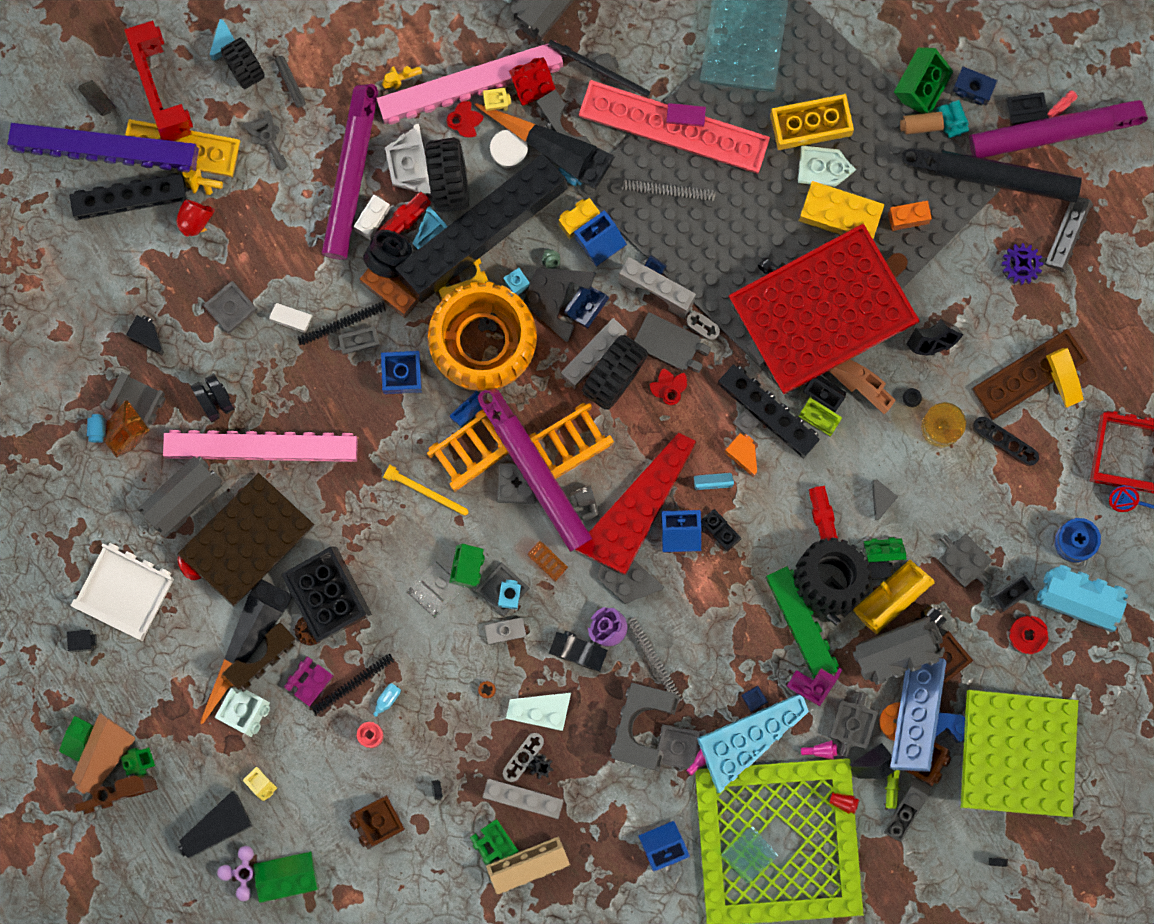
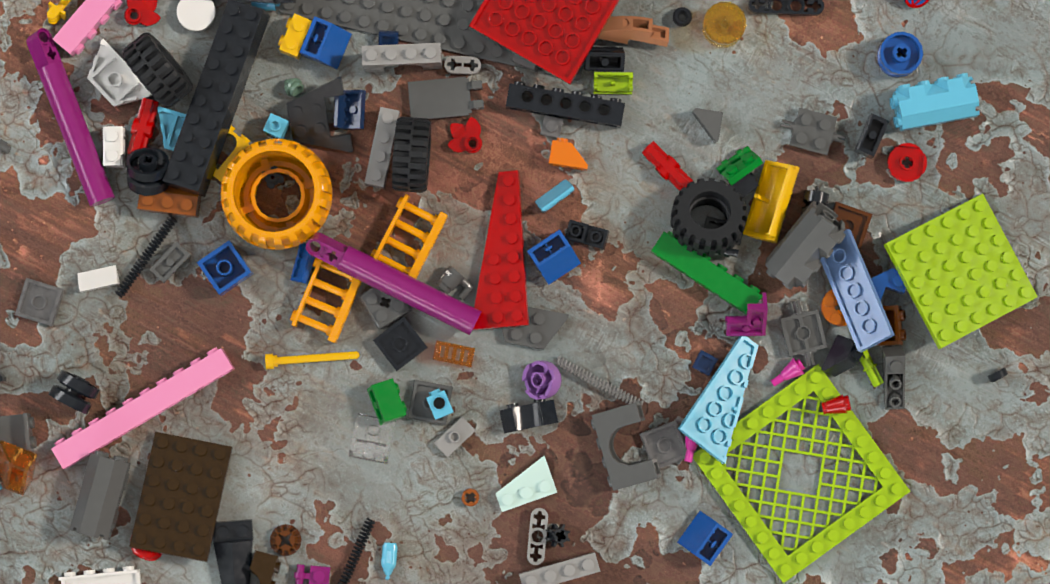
camera: 25 degrees left, 5 degrees up
(326, 594) = (280, 500): black slope -> none
(507, 525) = (400, 344): none -> black plate
(749, 855) = (782, 500): clear light blue slope -> none

